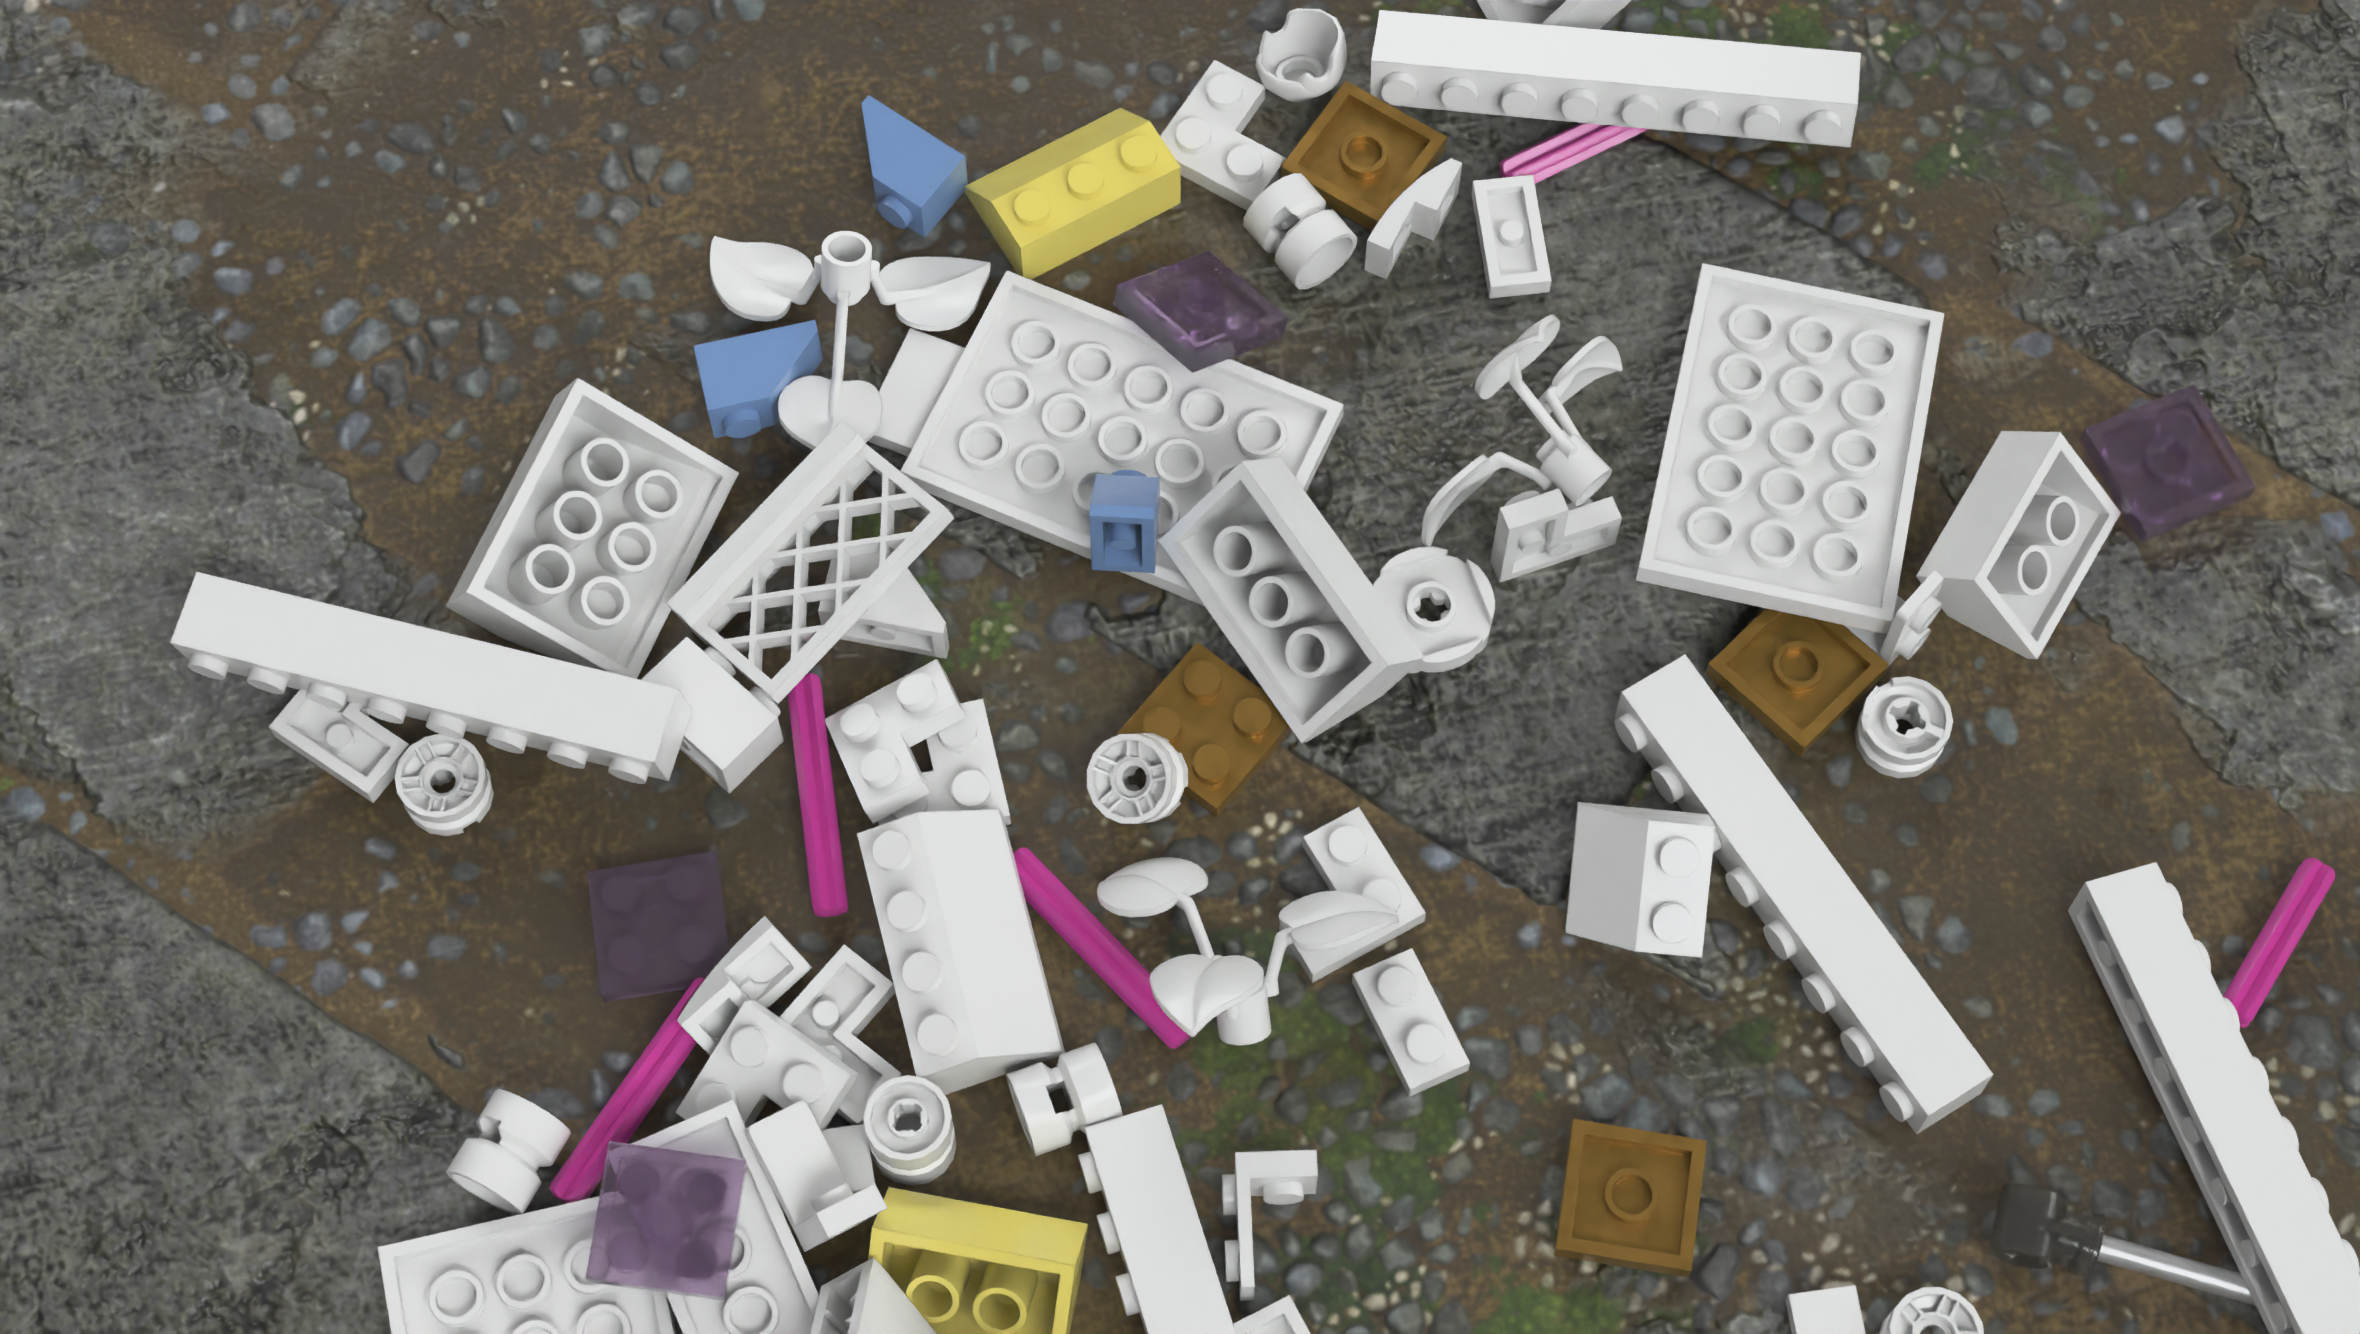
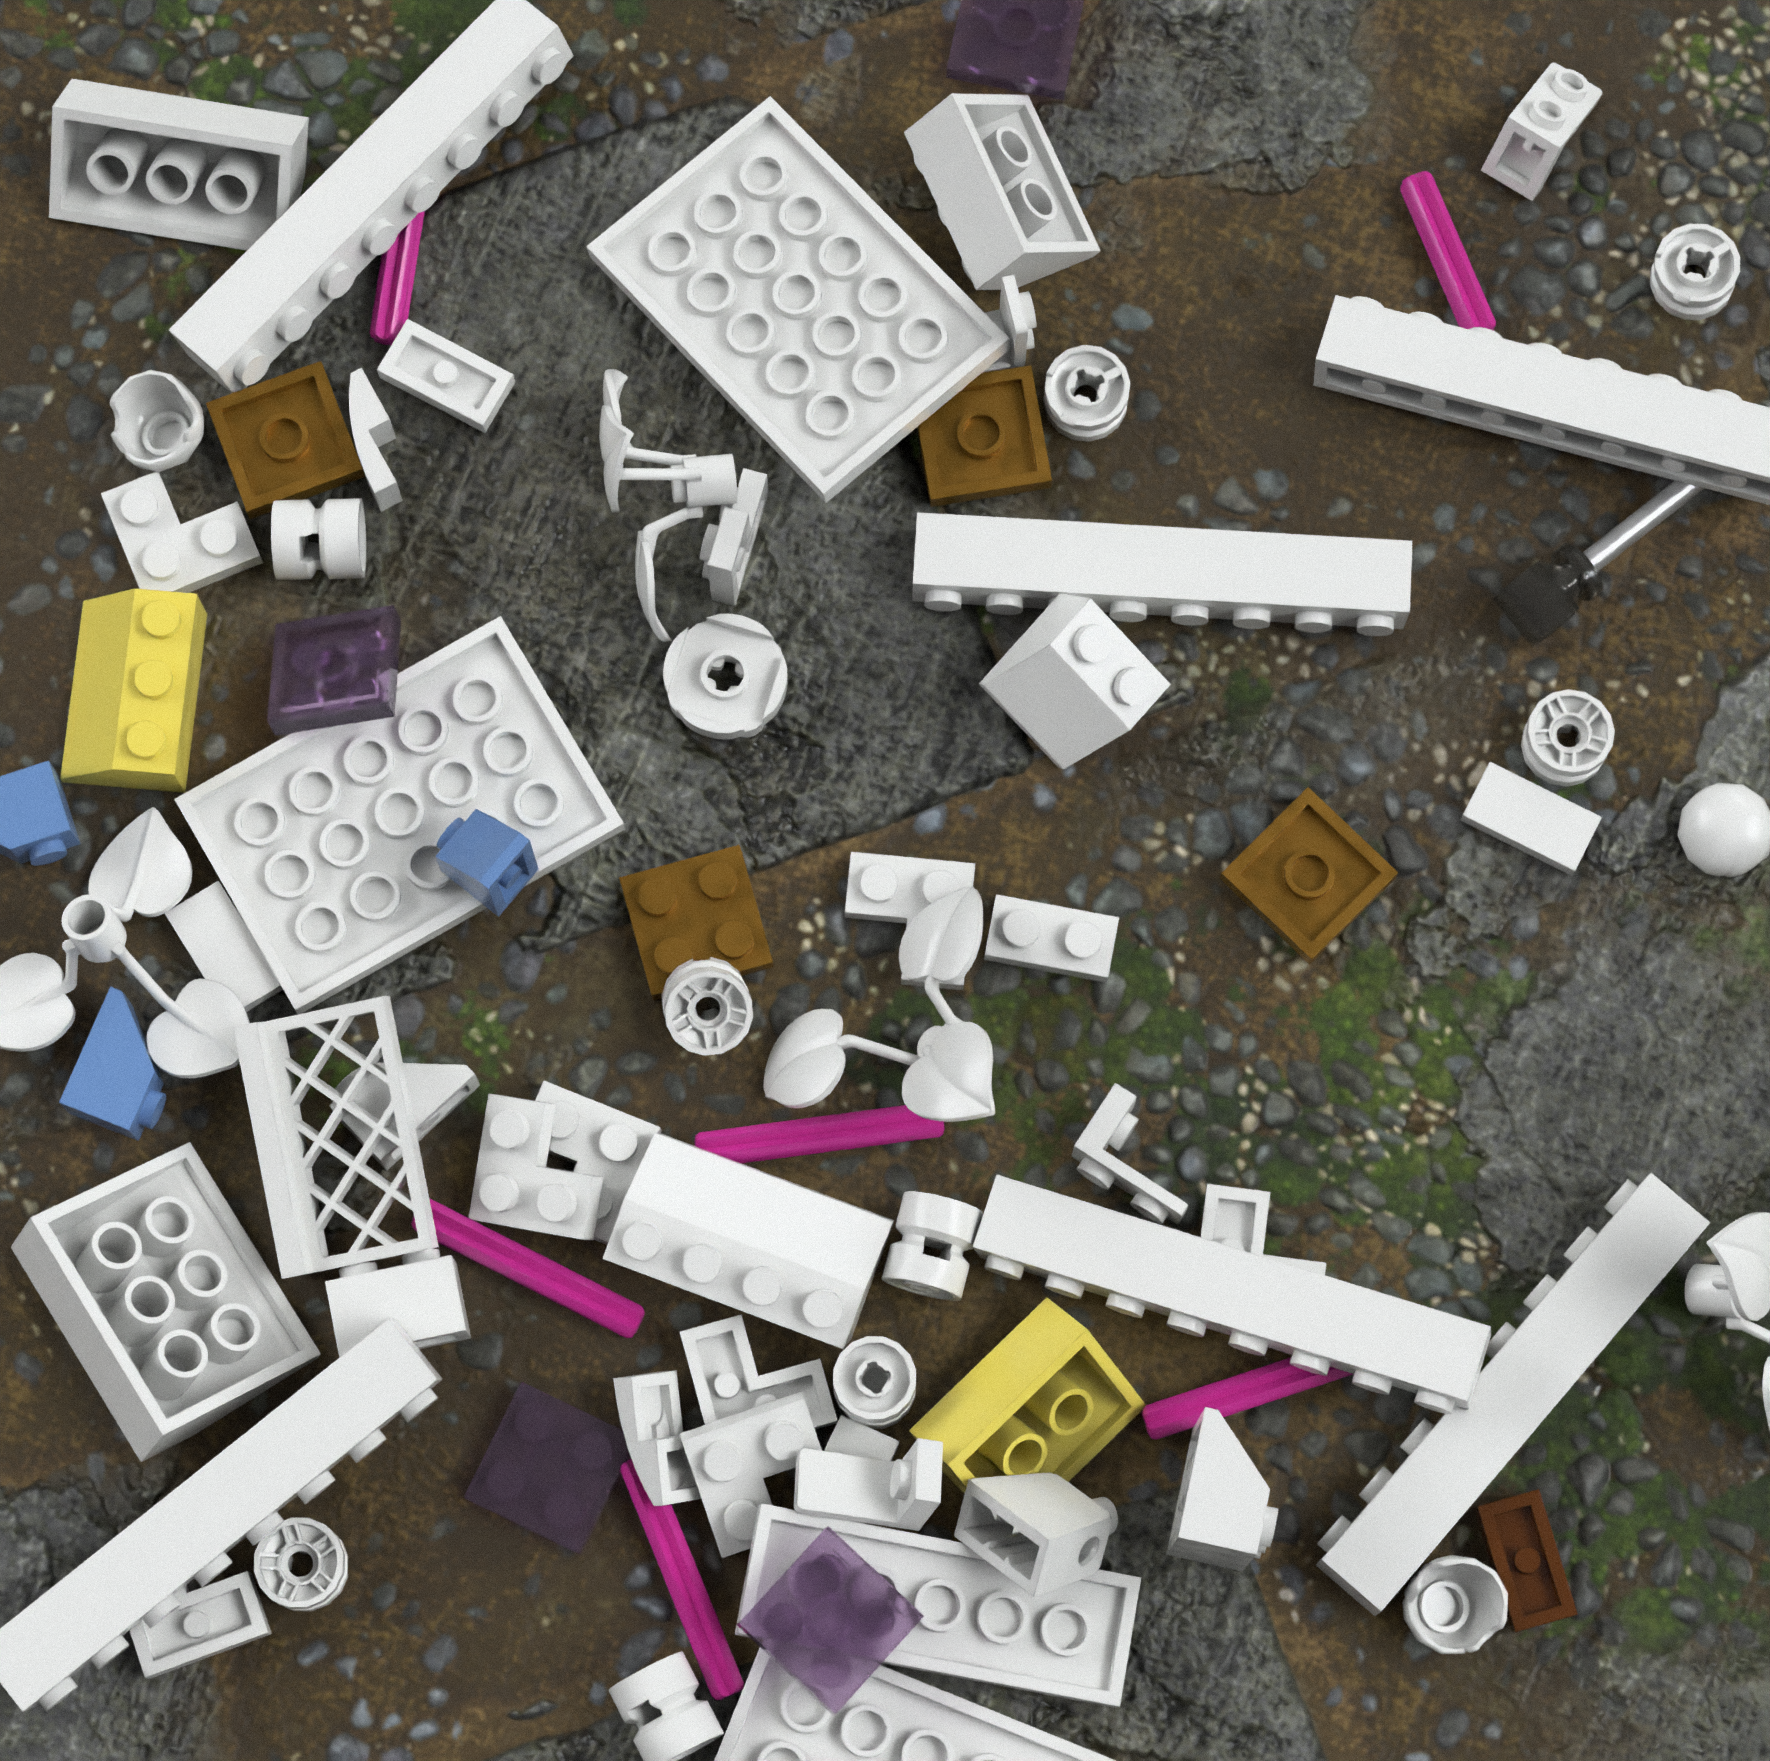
camera: 55 degrees left, 10 degrees up
(1290, 597) = (647, 779): white slope -> none

